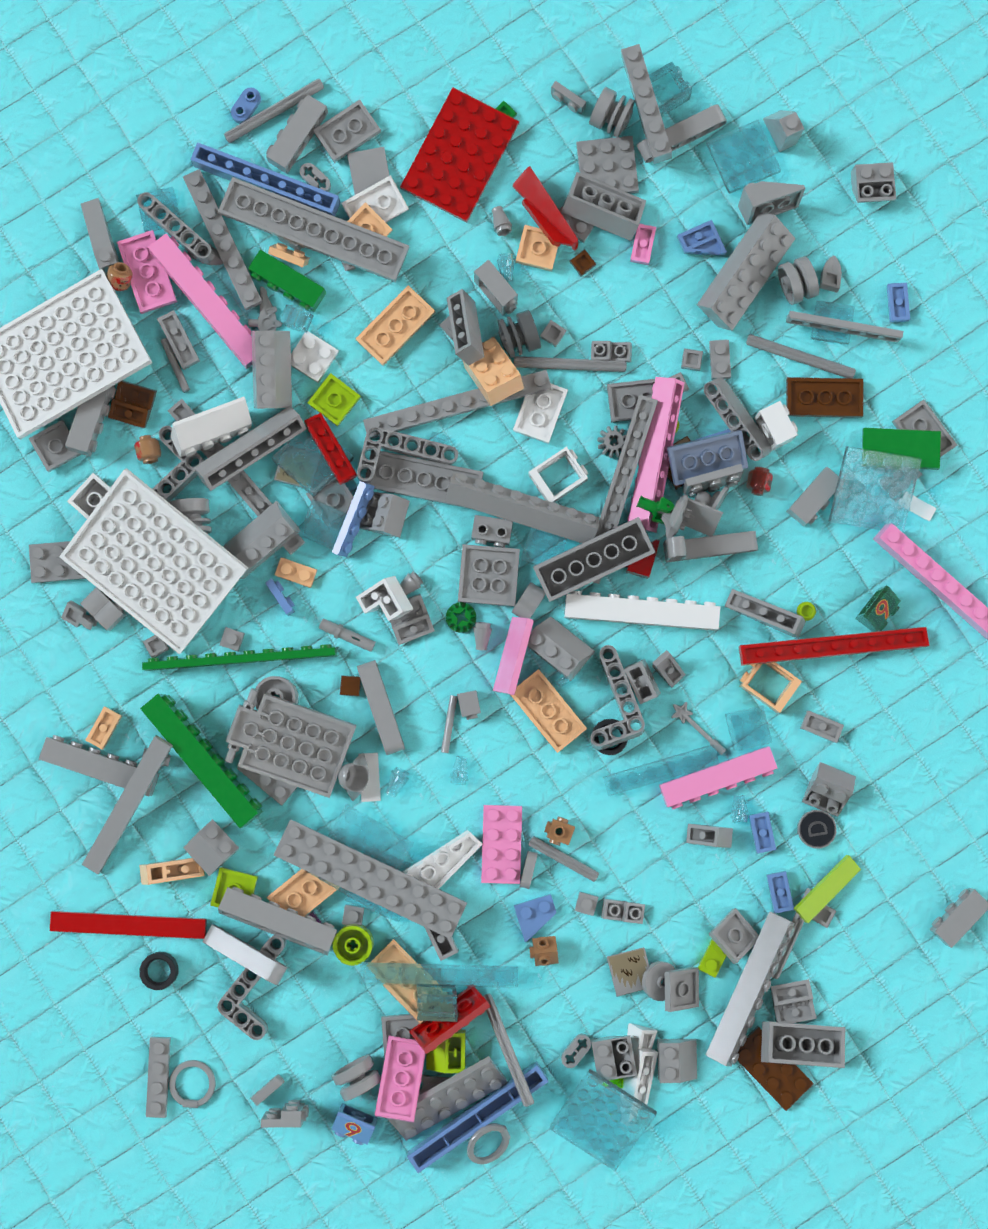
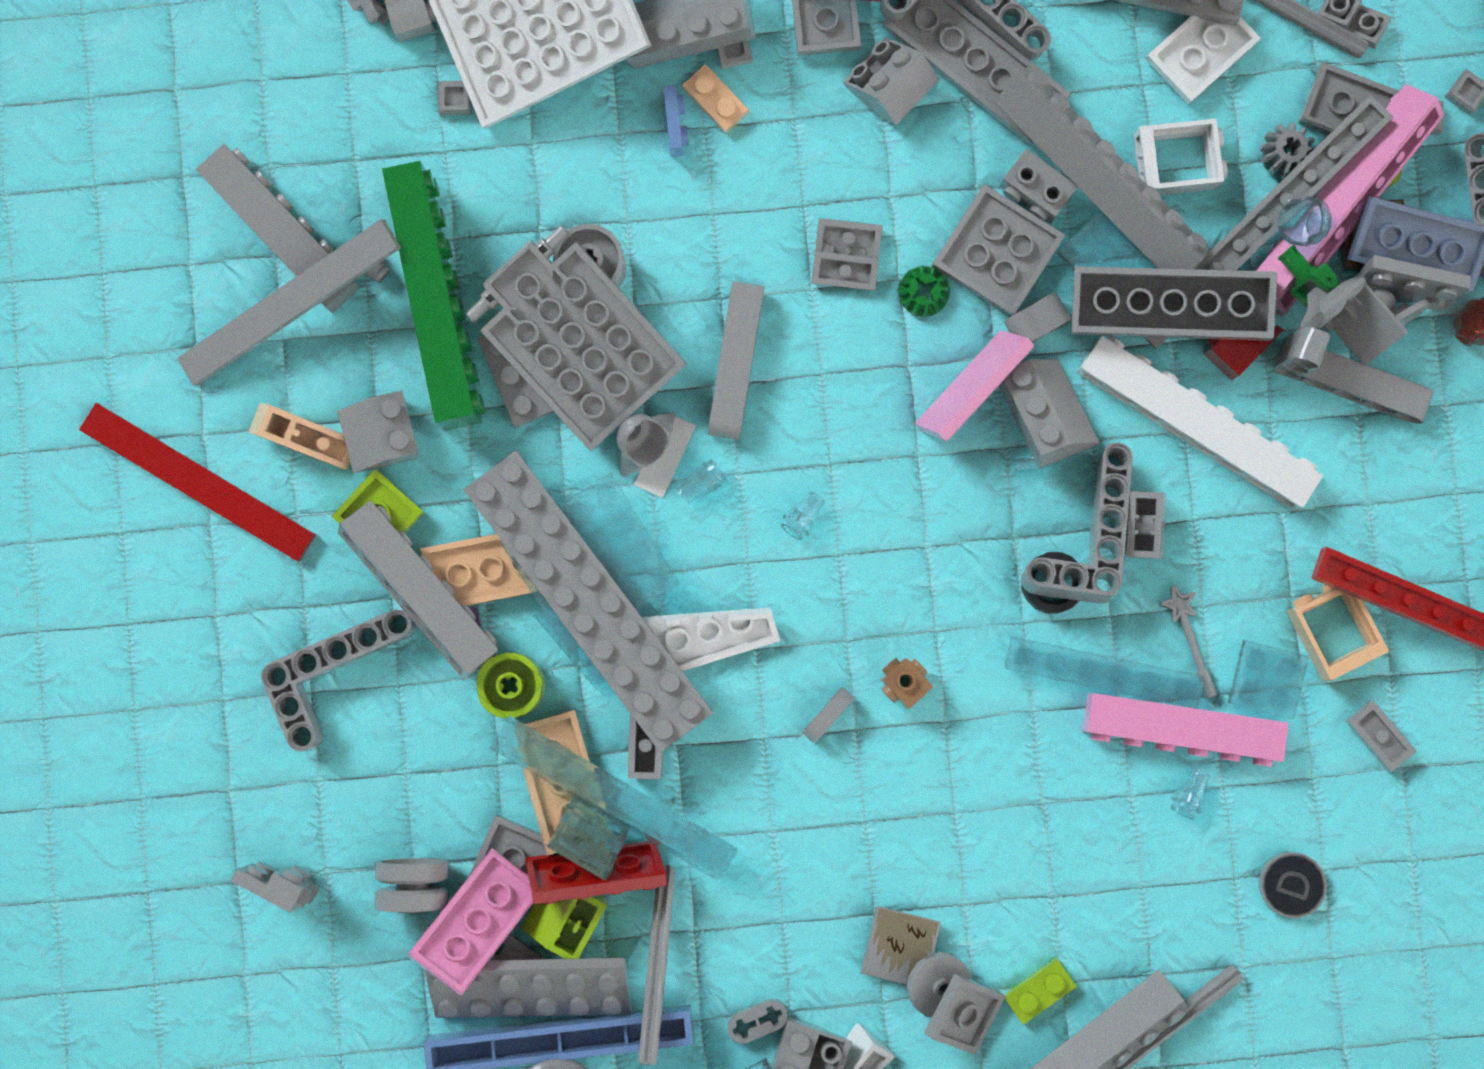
camera: 30 degrees right, 0 degrees up
(103, 728) = (314, 176): light nougat plate -> none
(147, 981) = (180, 572): black tyre -> none
(158, 1077) = (122, 728): light grey plate -> none
(187, 1102) = (149, 791): light grey piece -> none
(231, 658) = (555, 174): green plate -> none
(232, 639) = (570, 147): light grey plate -> none
(245, 954) = (343, 614): beam -> none
(267, 1089) = (271, 832): light grey beam -> none
(322, 524) = (794, 47): clear light blue plate -> none
(346, 634) = (742, 228): light grey pin -> none
(350, 685) = (707, 305): reddish brown tile -> none
(353, 519) = (842, 61): medium blue plate -> none
(353, 915) = (533, 643): light grey plate -> none
(354, 1124) = (371, 952): medium blue slope -> none
(385, 595) = (833, 198): white brick -> none
(411, 583) = (873, 202): light grey cone -> none
(449, 724) = (823, 438): light grey bar -> none
(469, 704) = (869, 424): light grey brick -> none
(482, 635) = (942, 333): light grey cone -> none
(501, 844) = (808, 656): bright pink plate -> none
(534, 914) = (802, 786): medium blue wing -> none
(544, 951) = (789, 847): medium nougat brick -> none
(548, 711) = (981, 495): light nougat plate -> none
(563, 859) = (889, 727): light grey axle -> none
(586, 903) = (887, 811): light grey plate -> none
(623, 911) = (936, 851): light grey slope -> none
(640, 480) = (1304, 221): none -> clear light blue hair
(668, 668) = (1194, 527): light grey slope -> none
(709, 835) = (1126, 808): light grey slope -> none
(734, 935) = (1085, 977): light grey plate -> none
(762, 832) = (1208, 846): medium blue plate -> none
(766, 613) = (1385, 524): light grey slope -> none
(779, 892) = (1188, 949): medium blue plate -> none
(806, 610) = (1446, 552): lime plate -> none
(825, 916) = (1234, 1017): light grey tile -> none
(827, 889) = (1262, 982): lime tile -> none
(829, 789) = (1343, 835): light grey slope -> none

